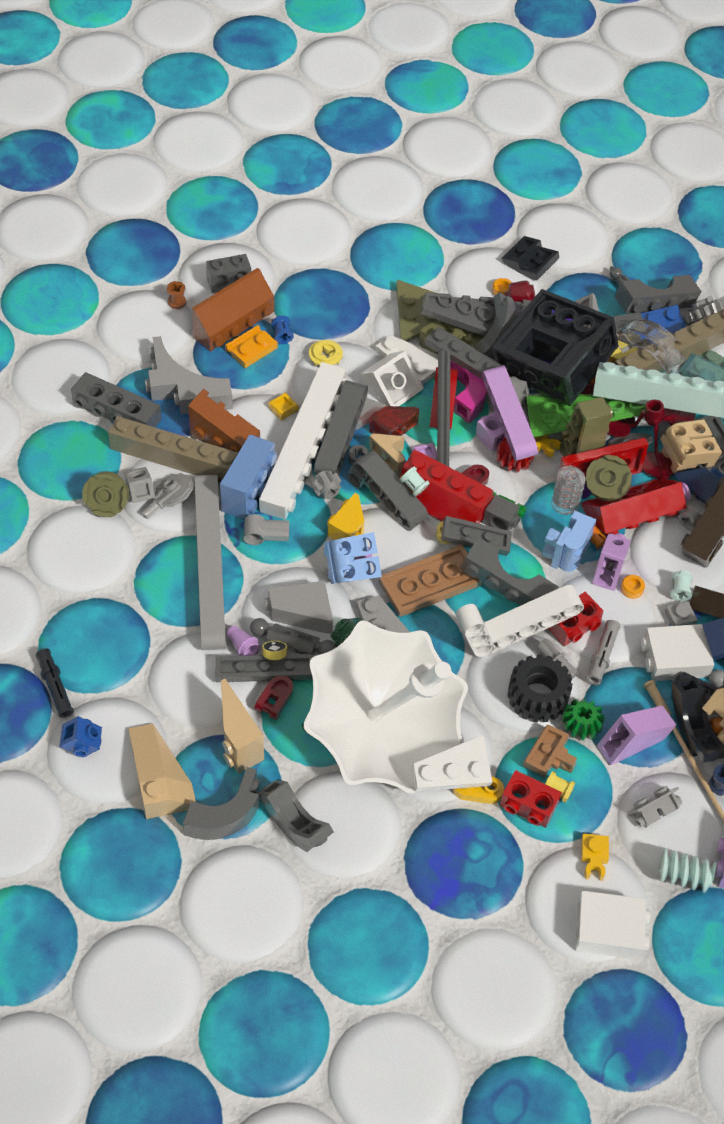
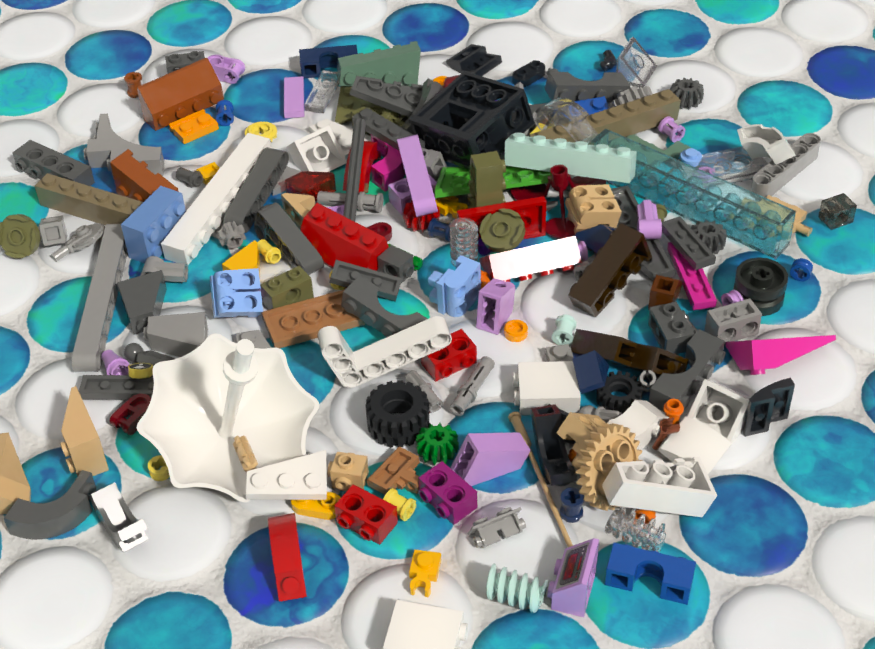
camera: 10 degrees right, 10 degrees down
(252, 566) = (142, 298): none -> dark grey slope
(268, 413) = (194, 178): none -> dark grey pin
(271, 271) = (224, 68): none -> lavender piece
(322, 762) = (154, 466): none -> light yellow bush
(350, 306) = (294, 97): none -> lavender tile
(369, 503) = (271, 253): none -> light yellow pin
(380, 300) = (322, 92): none -> clear plate
(392, 256) = (316, 59): none -> dark blue arch
(400, 549) = (287, 288): none -> olive brick
(402, 740) = (245, 453): none -> tan axle
(414, 481) = (310, 229): light aqua bush -> none
(441, 272) = (389, 65): none -> sand green wedge
(457, 438) = (365, 201): none -> light grey pin
(468, 845) = (286, 557): none -> red arch
(505, 754) = (348, 470): none -> tan brick
(536, 474) = (435, 225): none -> dark blue bush
(590, 273) = (529, 73): none -> black plate
(607, 769) = (447, 493): none -> magenta brick
(672, 255) = (609, 60): none -> black arm
(700, 262) = (635, 64): none -> clear slope

